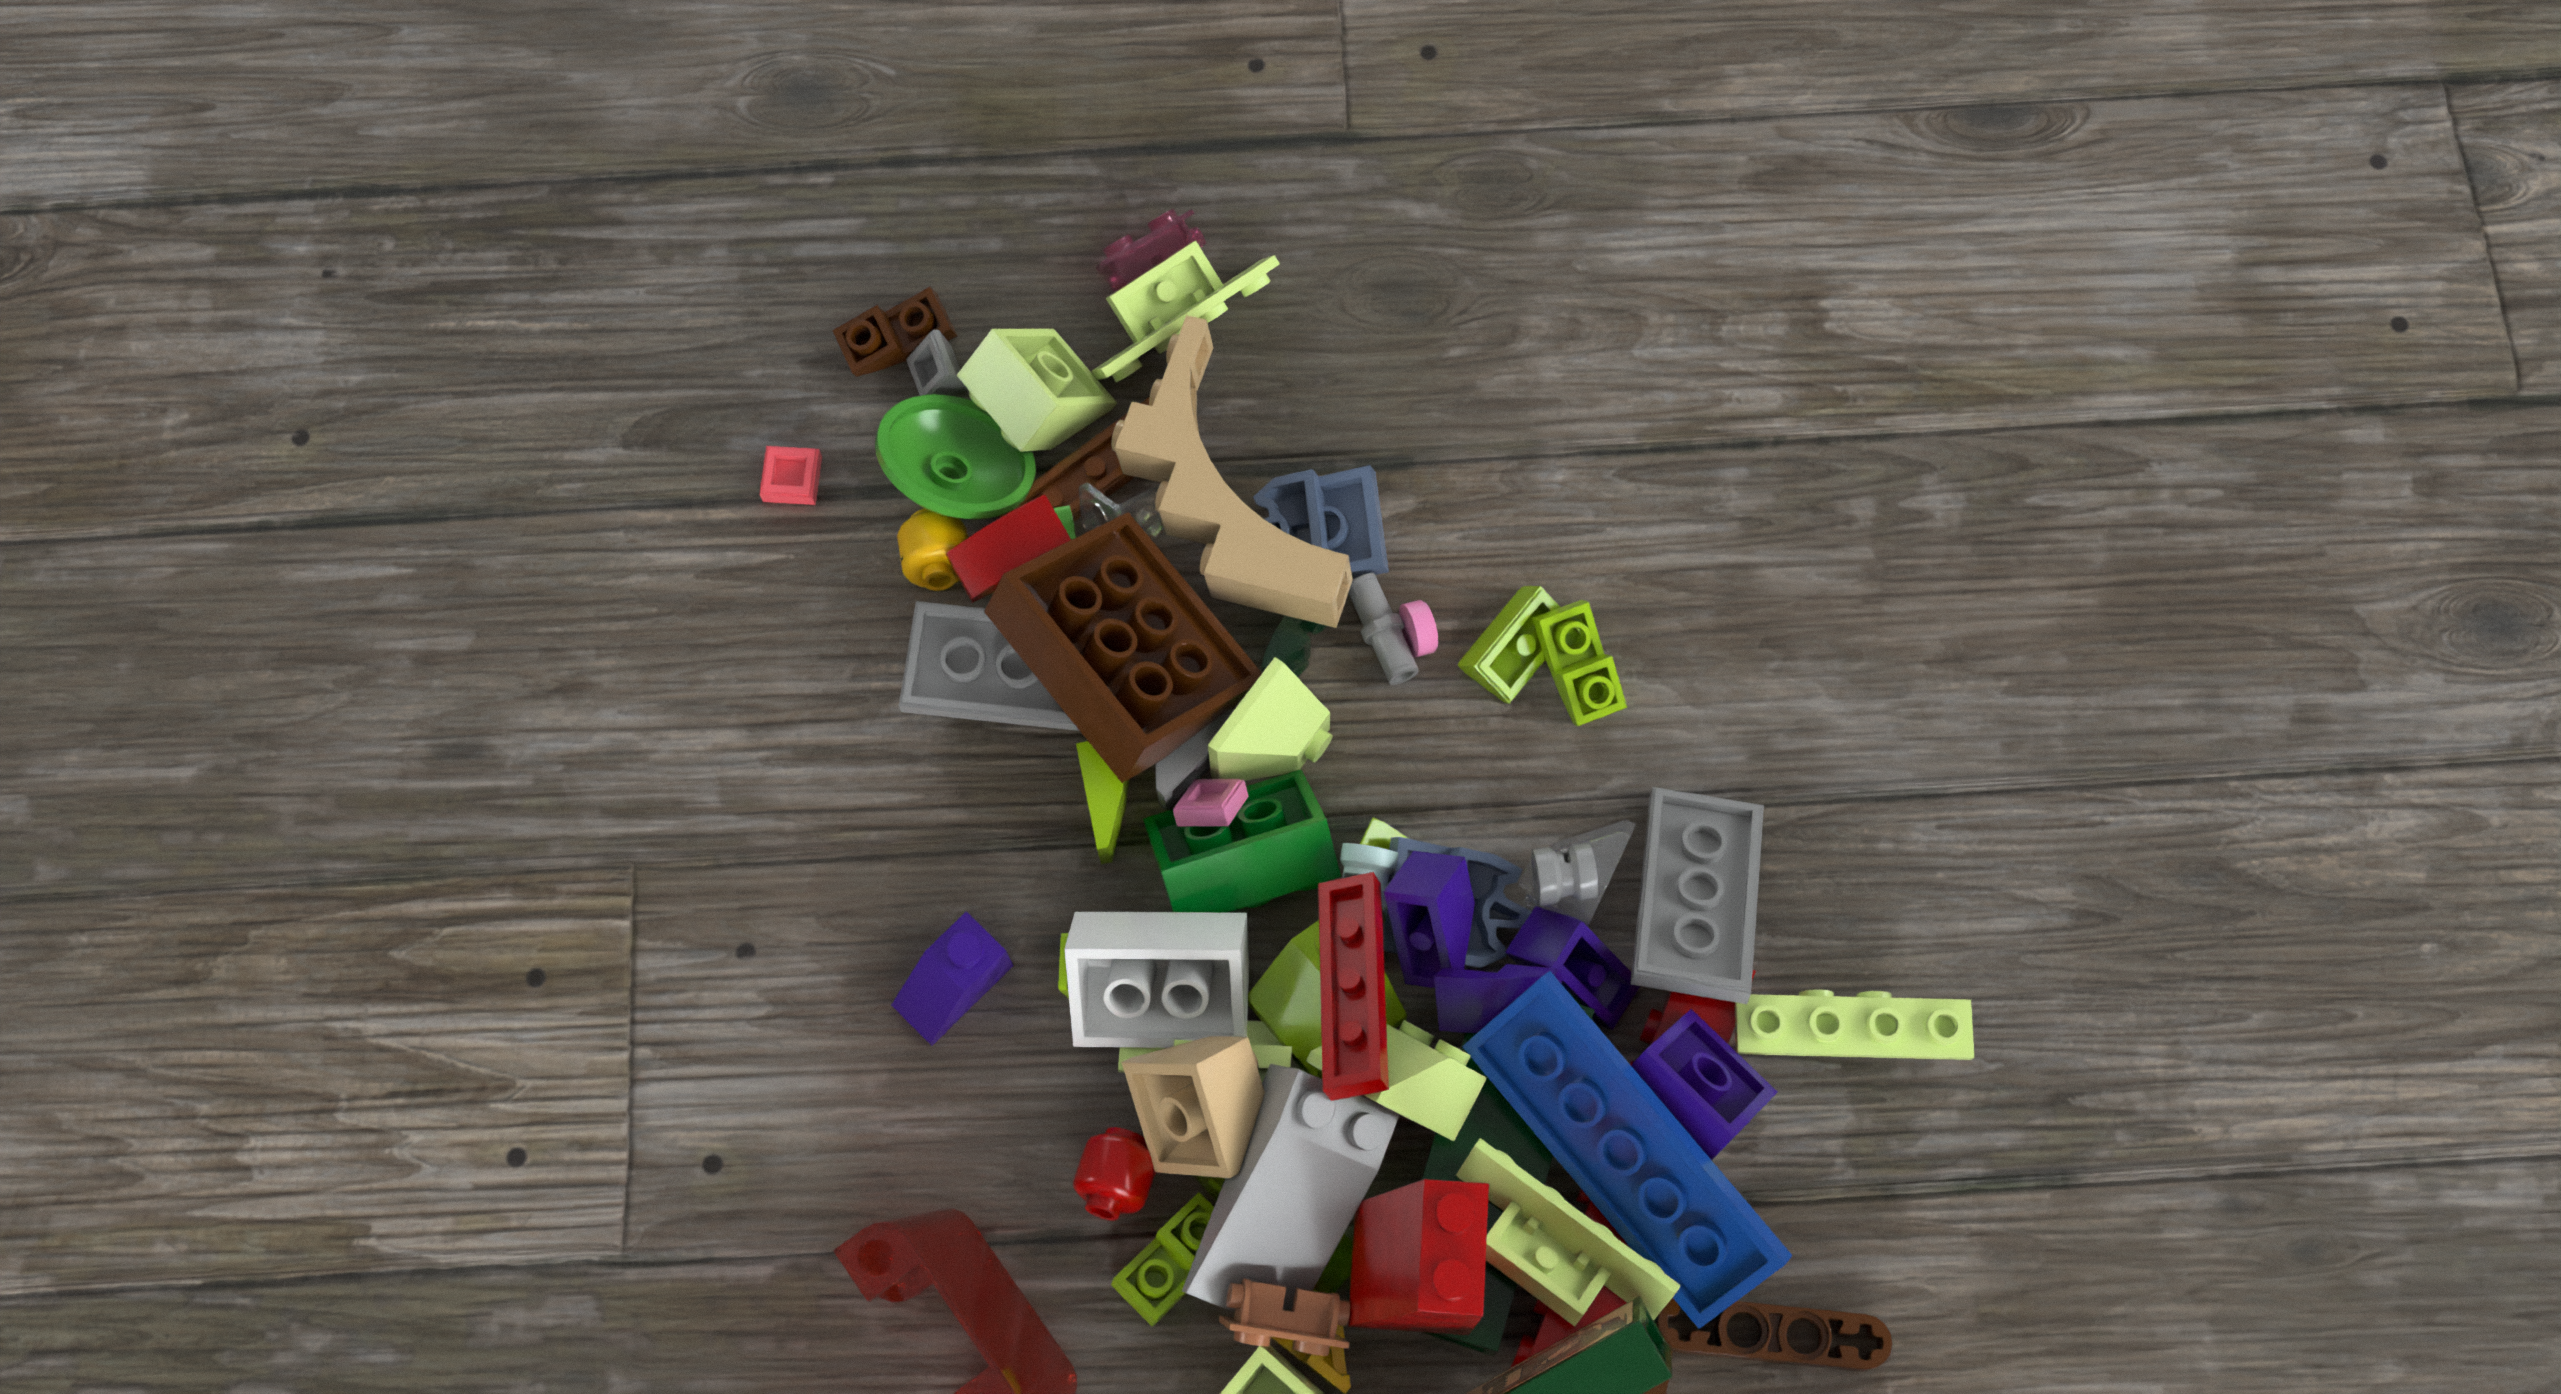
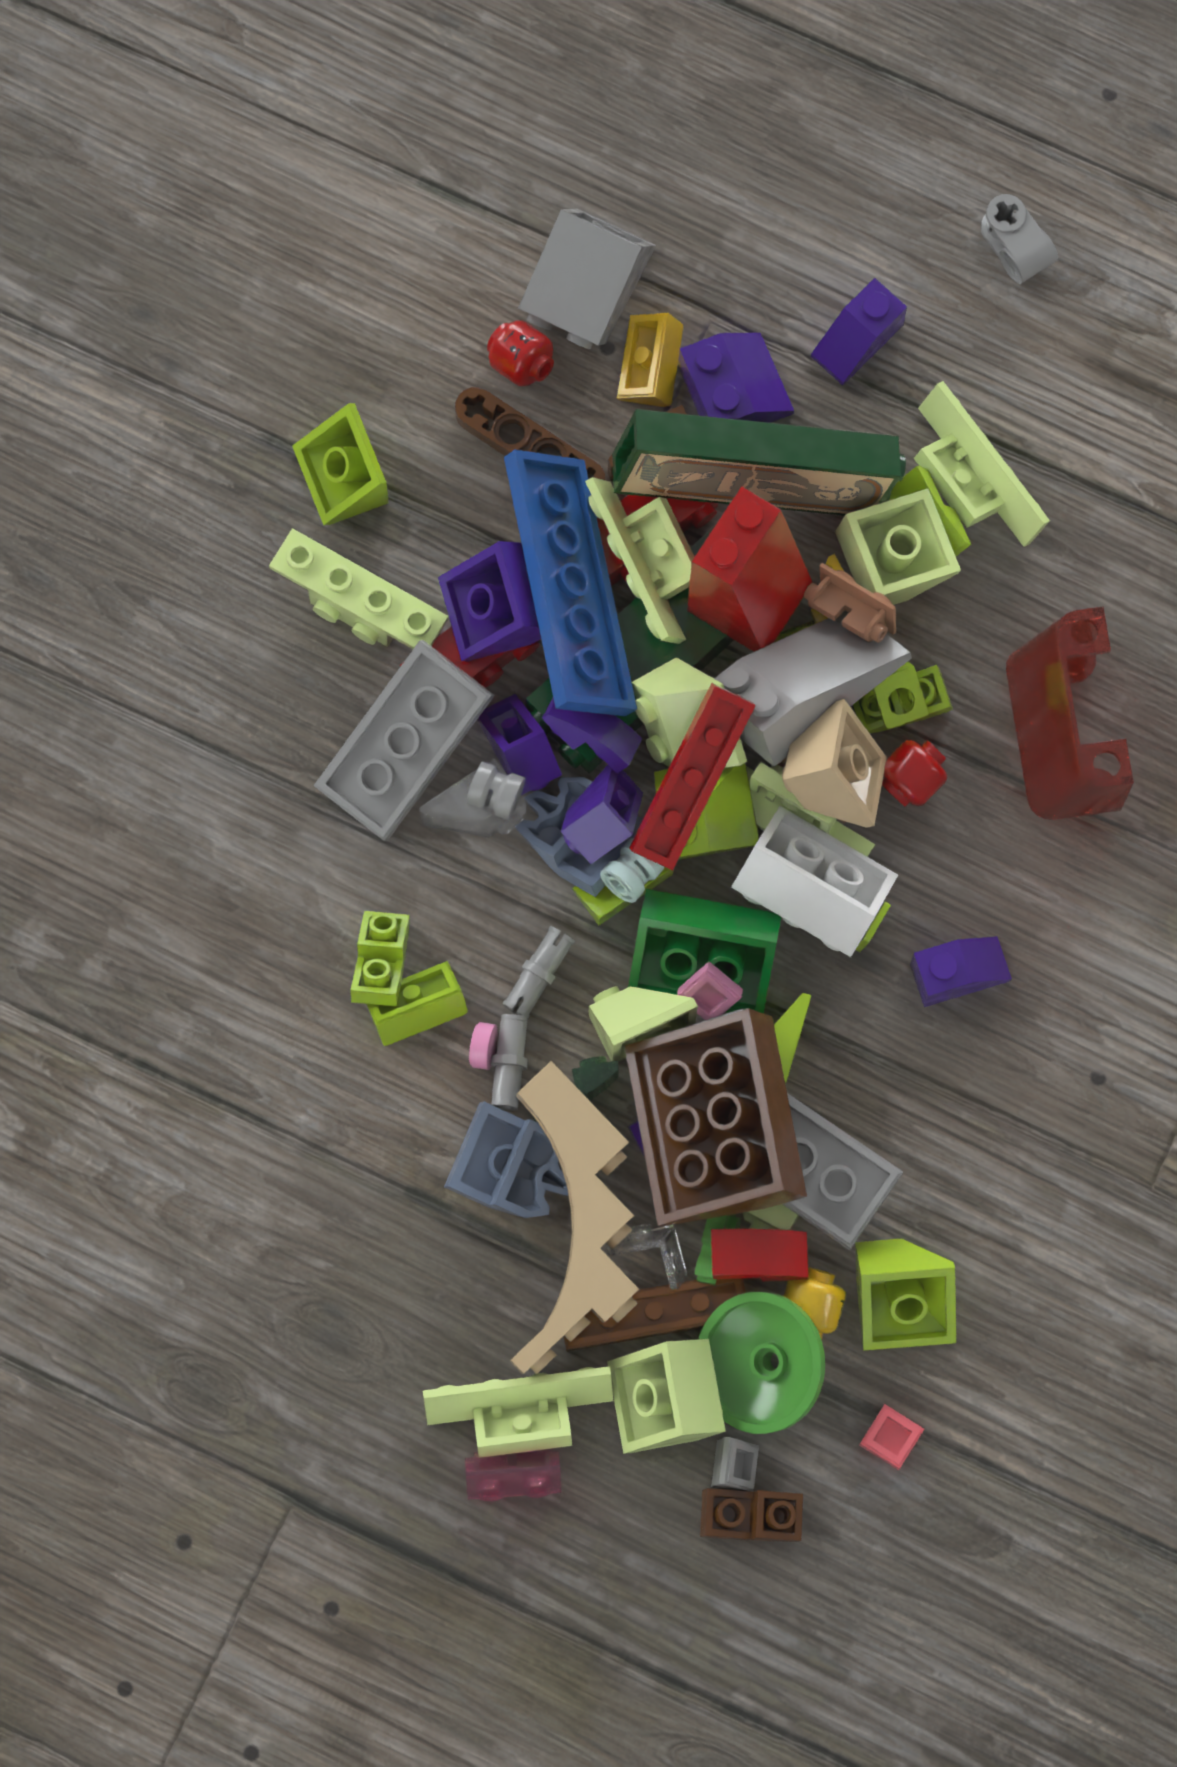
camera: 155 degrees left, 5 degrees up
(847, 606) = (904, 1295): none -> lime slope
(1177, 1267) = (902, 678): none -> lime bracket
(1406, 735) = (538, 972): none -> light grey pin
(1964, 1182) = (341, 467): none -> lime slope

